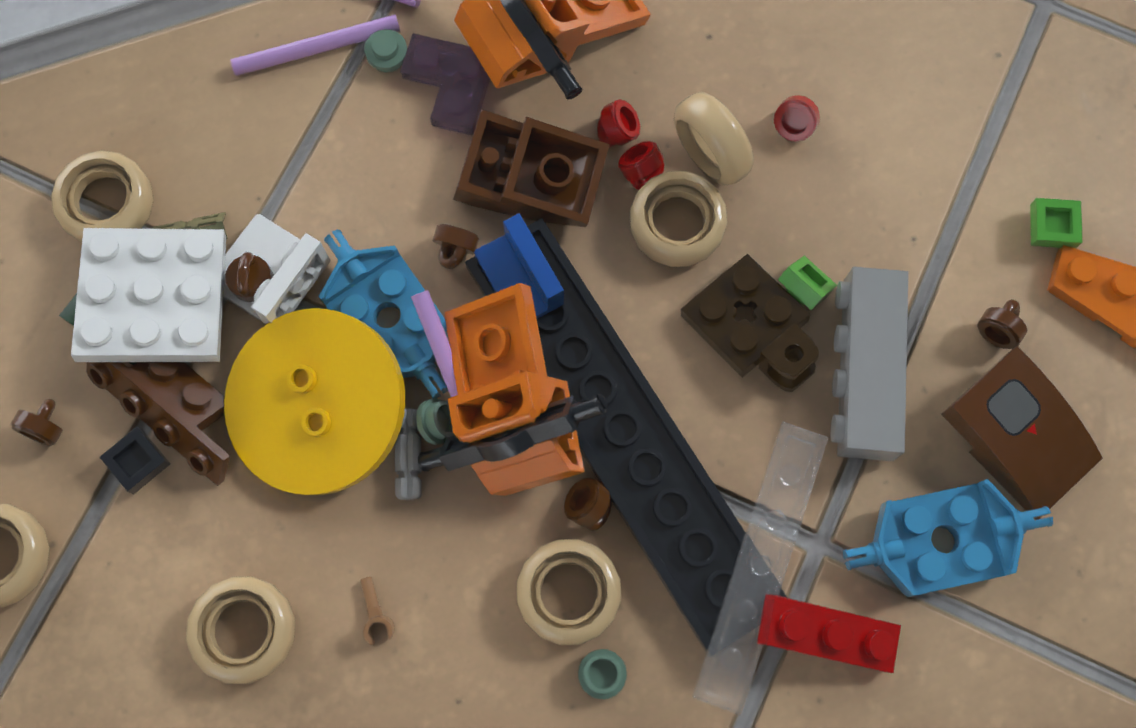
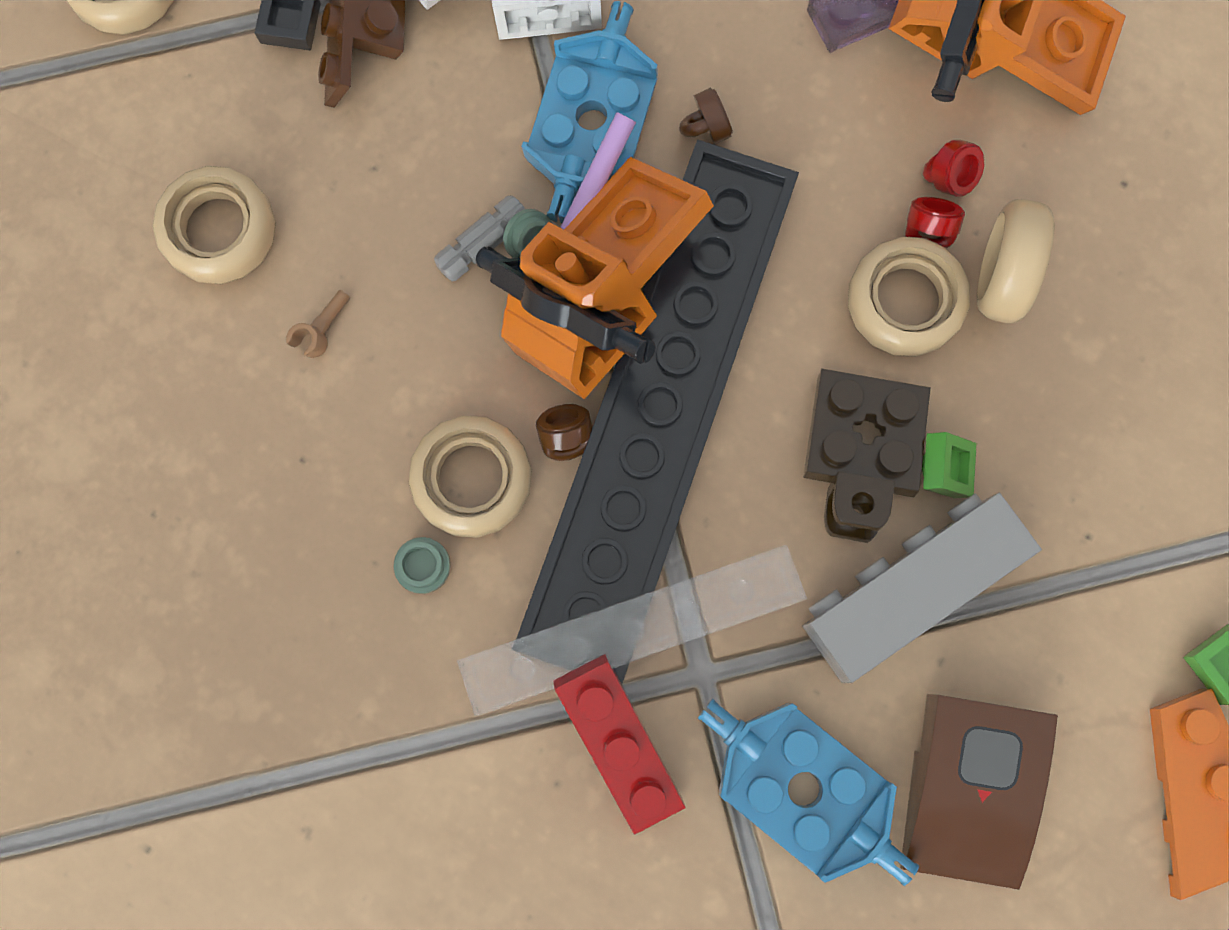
camera: 55 degrees right, 5 degrees up
(314, 402) = (459, 118): yellow plate -> none
(517, 260) = (733, 184): blue panel -> none
(531, 170) = (838, 126): reddish brown slope -> none
(796, 118) = (1111, 327): tile -> none
(1003, 325) = (1071, 689): reddish brown tile -> none

